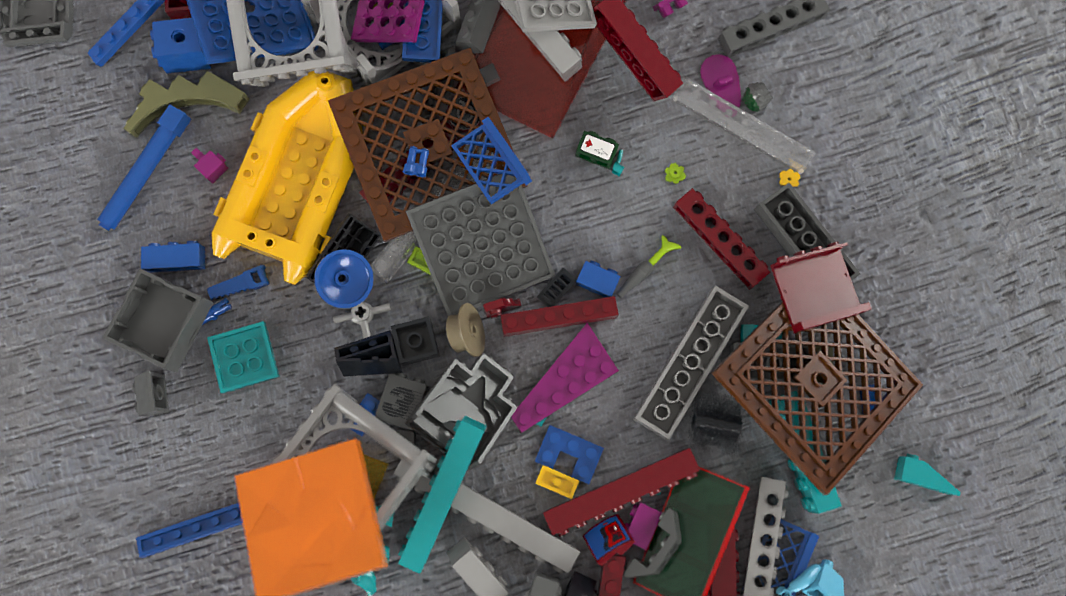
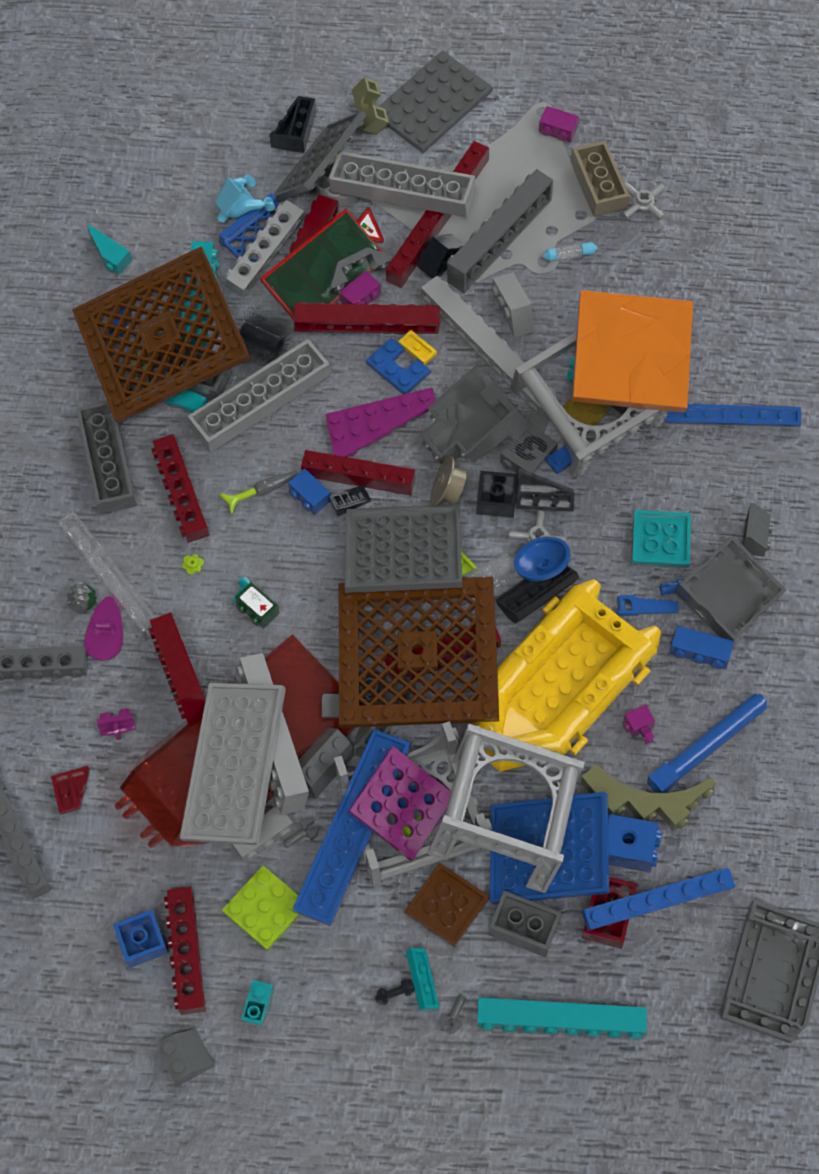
camera: 155 degrees left, 15 degrees down
(417, 169) = (438, 622): blue piece -> none
(442, 494) = (501, 369): teal brick -> none
(501, 305) = (408, 495): dark red wing -> none
(506, 154) = (348, 602): blue fence -> none
(608, 538) = (393, 287): slope -> none
(789, 174) = (90, 519): yellow plant -> none
(816, 287) = (123, 398): panel -> none

